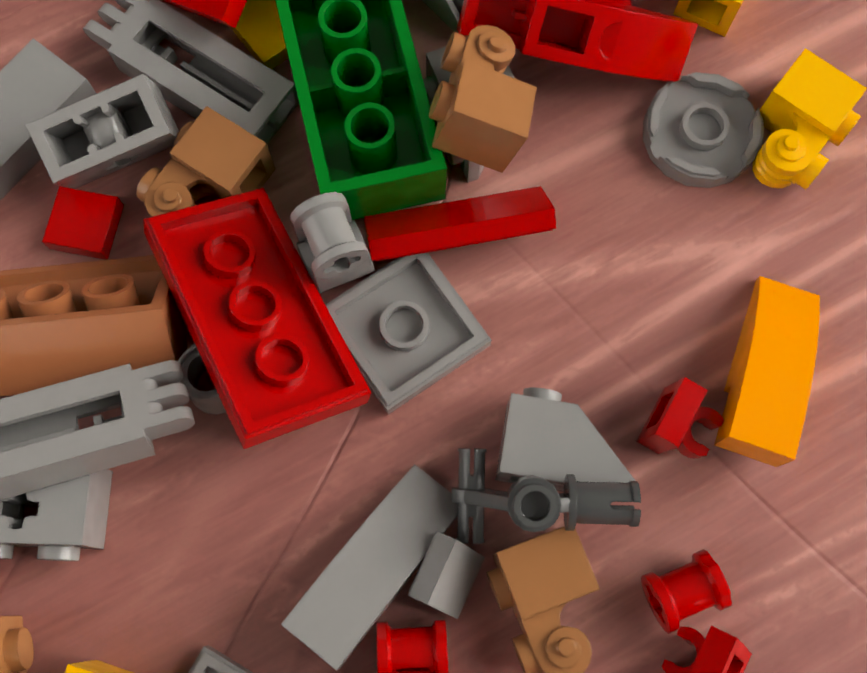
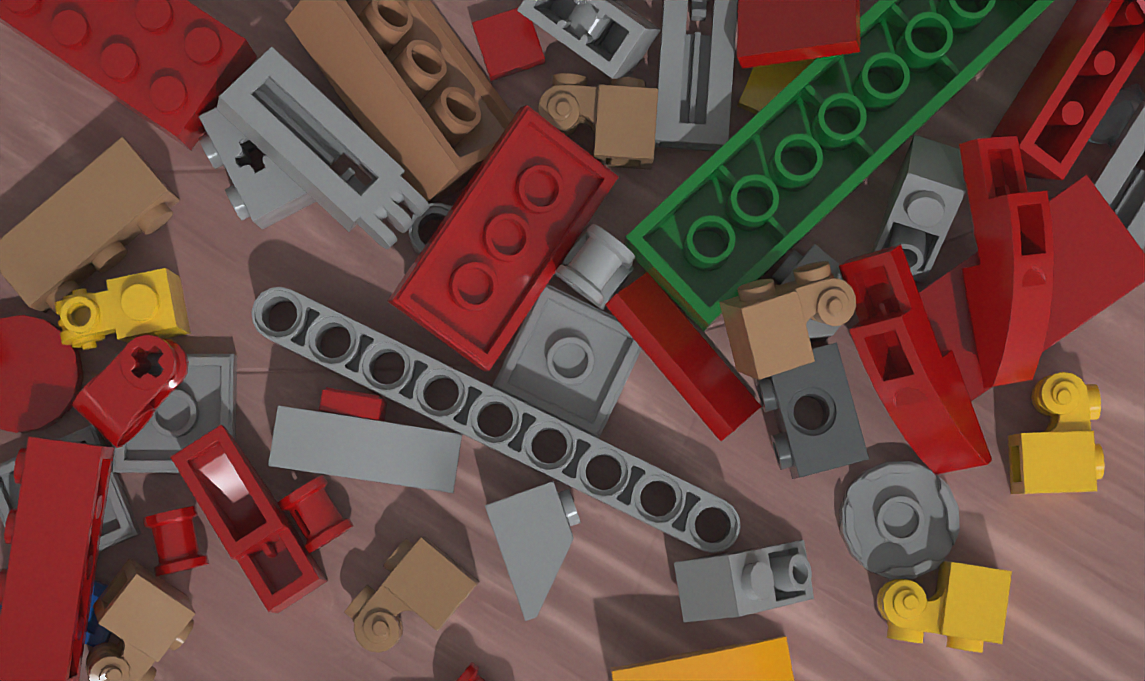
camera: 60 degrees right, 10 degrees up
(323, 549) = (353, 404): none -> red tile
(446, 575) = (386, 508): light grey tile -> none
(490, 356) = (474, 396): none -> light grey beam
(536, 503) = (472, 543): dark grey pin -> none
(599, 126) = (838, 437): none -> dark grey brick
(673, 418) = (614, 623): red tile -> none
(695, 282) = (743, 581): none -> light grey slope

